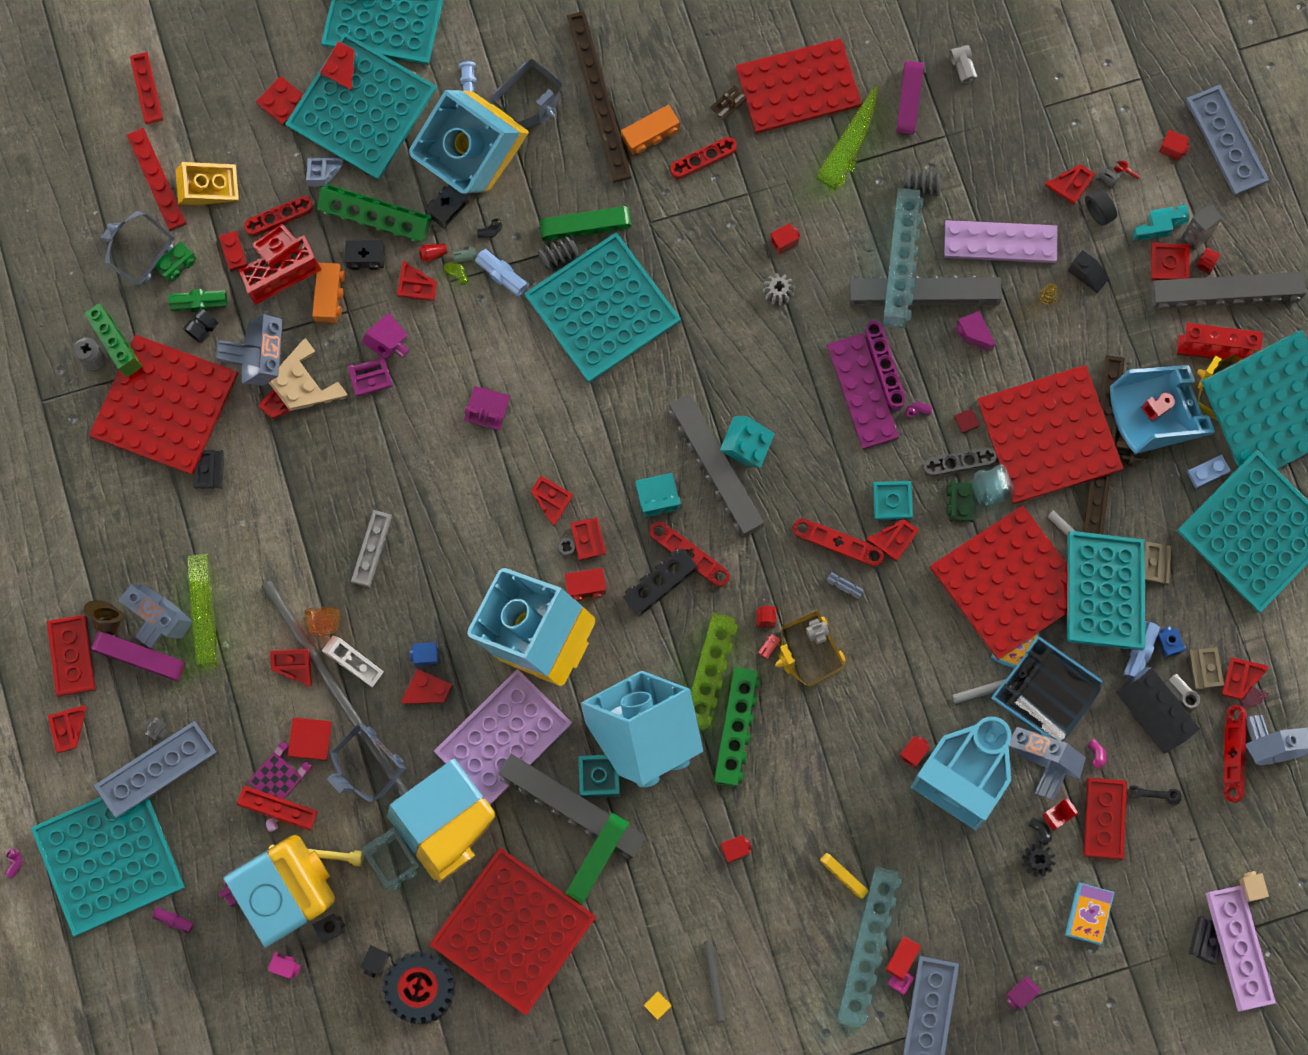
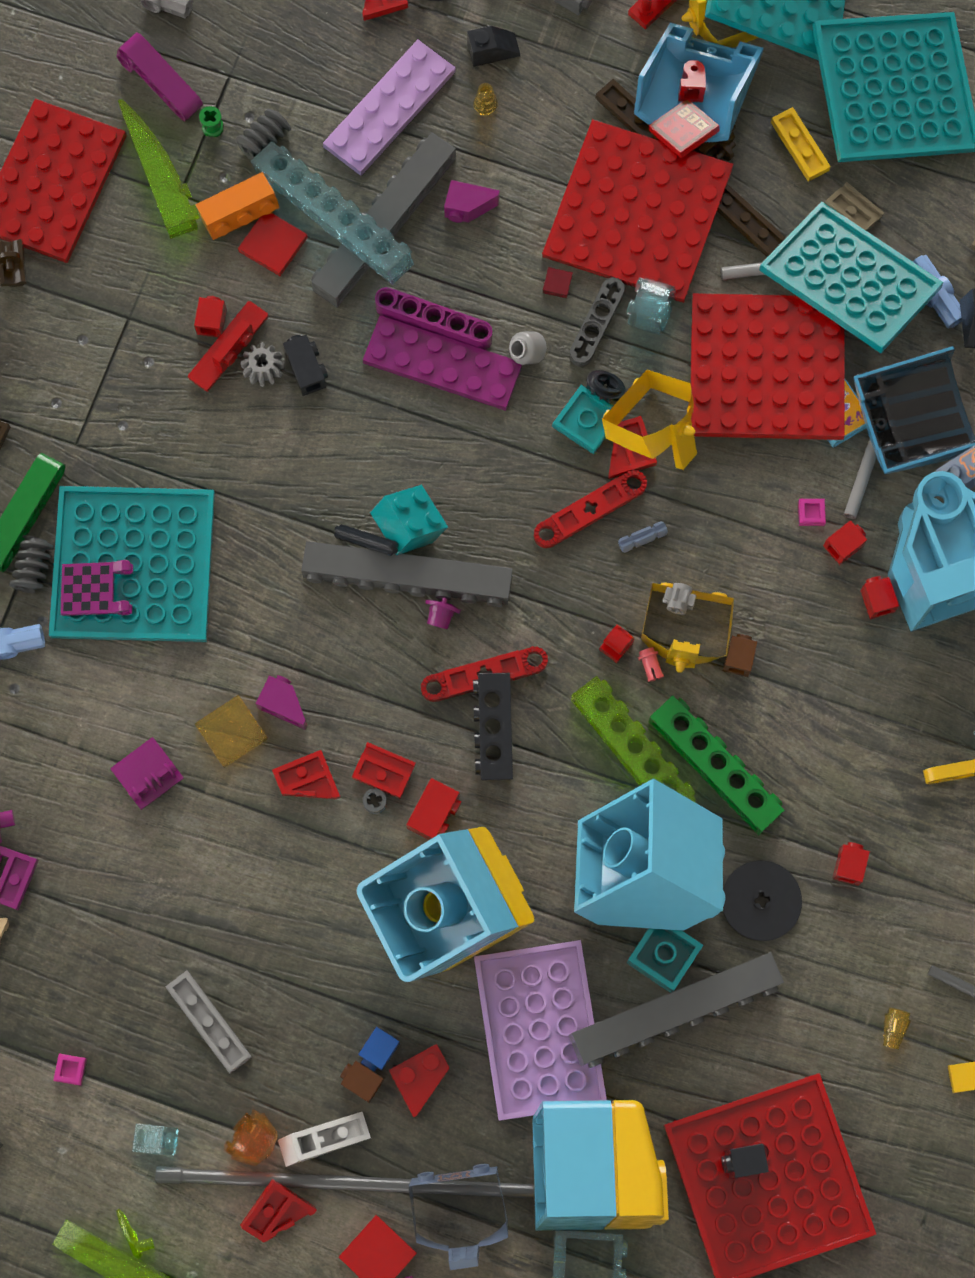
camera: 55 degrees left, 0 degrees up
(221, 597) = (131, 1237): none -> clear neon green bar
(284, 568) = (155, 1139): none -> clear light blue bracket
(289, 493) = (70, 1069): none -> dark pink tile
(399, 658) = (361, 1081): none -> reddish brown brick
(510, 905) = (745, 1161): none -> black brick
(546, 436) = (231, 731): none -> clear yellow tile
(568, 295) = (90, 588): none -> magenta flag
(585, 451) = (280, 700): none -> magenta slope
(597, 858) = (758, 1023): green beam -> none
(657, 943) = (895, 1027): none -> clear yellow cone
(658, 495) = (392, 659): teal bracket -> none
(690, 813) = (773, 883): none -> black piece
(705, 161) = (50, 335): red beam -> none
(707, 502) = (441, 613): none -> magenta piece
(716, 426) = (366, 540): none -> black axle
(775, 261) = (228, 346): none -> red bracket
(797, 313) = (303, 362): none -> black brick
(814, 694) = (740, 655): none -> reddish brown brick
(860, 239) = (272, 243): none -> red tile
(865, 201) = (237, 206): none -> orange brick
(906, 141) = (211, 121): none -> green bush
(909, 432) = (527, 347): none -> light grey head
(916, 408) = (504, 321): magenta arm -> none
(920, 560) = (679, 435): none -> yellow piece
(922, 488) = (598, 379): none -> black gear
(934, 707) = (845, 542): none -> red brick
(938, 674) = (811, 512): none -> dark pink tile
(961, 501) = (640, 351): dark green bracket -> none
(1122, 422) = (684, 128): none -> tile
(1170, 649) = (949, 264): blue brick -> none
(1173, 500) = (800, 144): none -> yellow plate
(1208, 471) = (794, 88): light blue plate -> none

